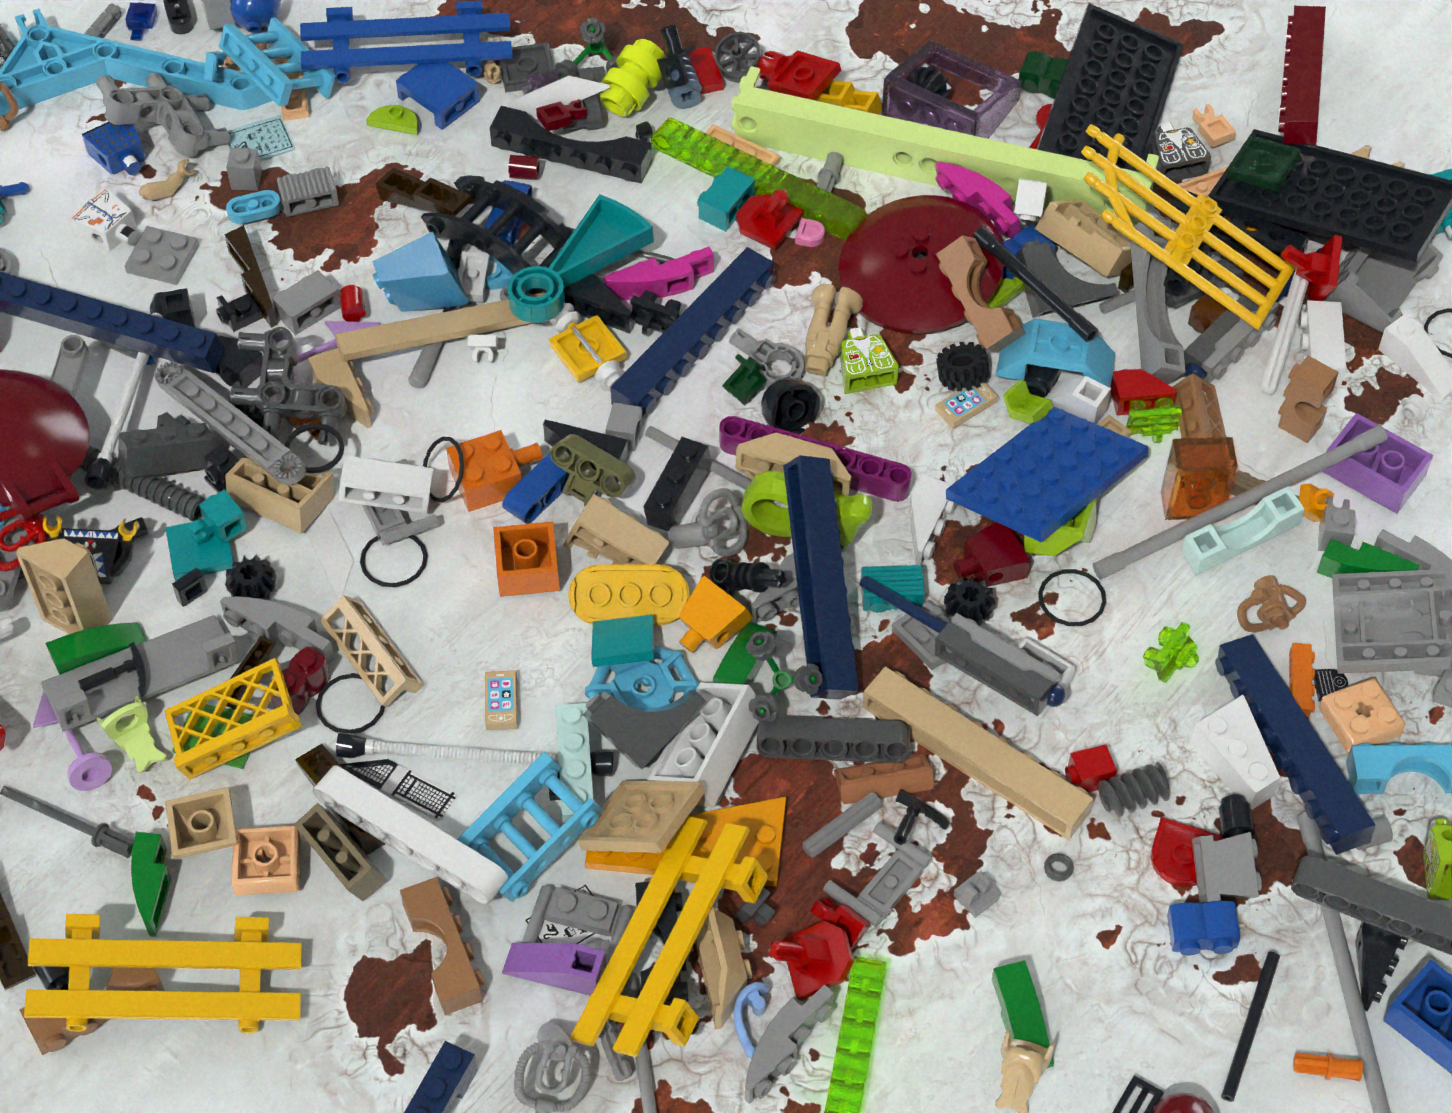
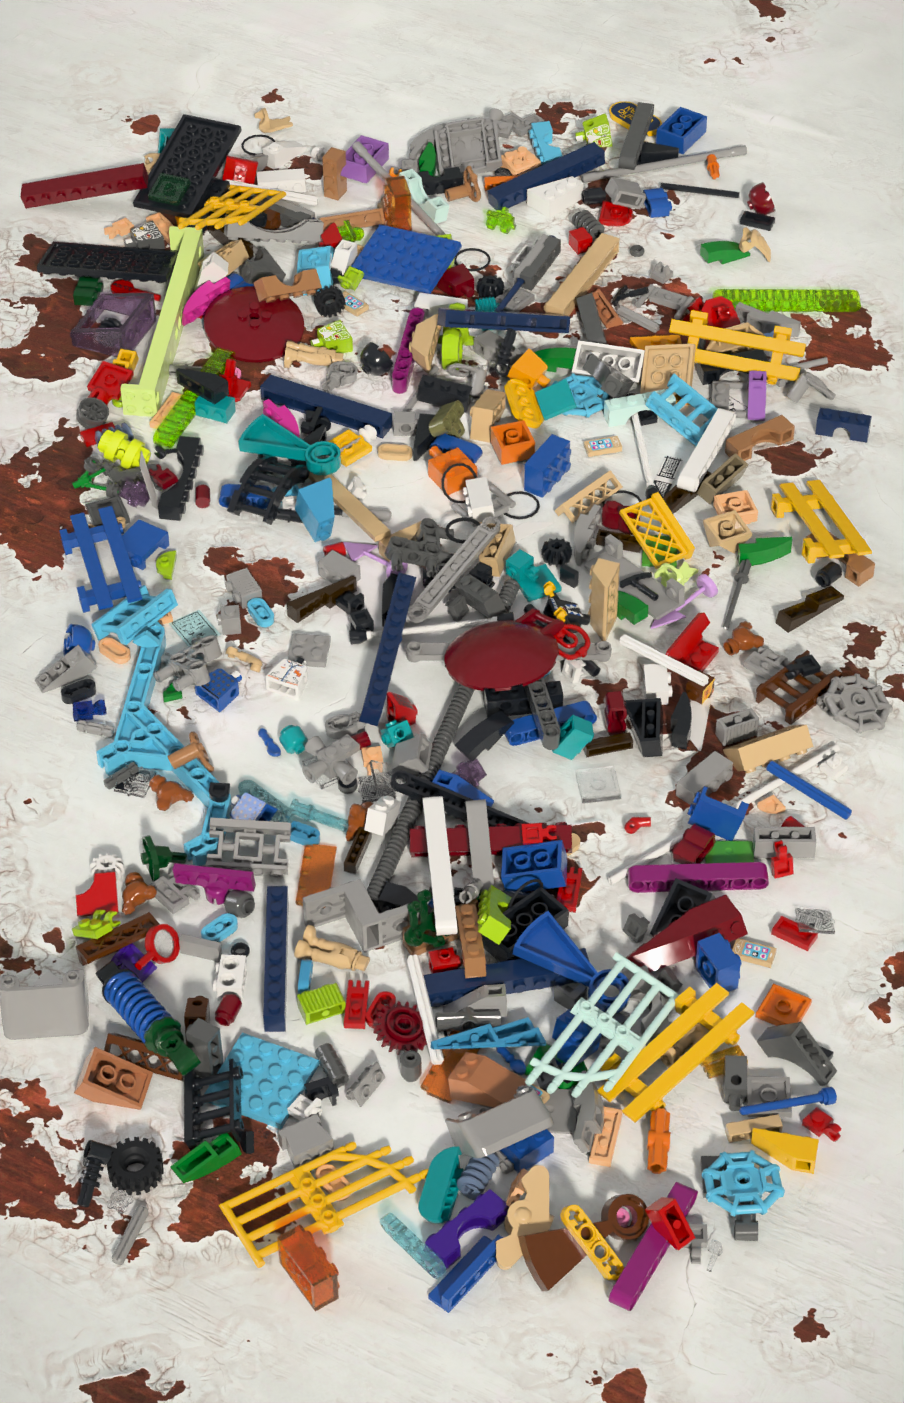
camera: 100 degrees left, 10 degrees down
(428, 195) = (244, 527): dark brown slope -> none
(445, 592) = (547, 466): none -> blue brick
(569, 406) = (395, 452): none -> tan tile
(673, 57) = (114, 422): black bracket -> none
(745, 174) = (204, 384): none -> black slope
(745, 379) = (359, 380): dark green bracket -> none
(805, 678) = (561, 328): dark grey plant -> none
(1075, 320) = (300, 250): black piece -> none
(1300, 550) = (437, 185): none -> black arch

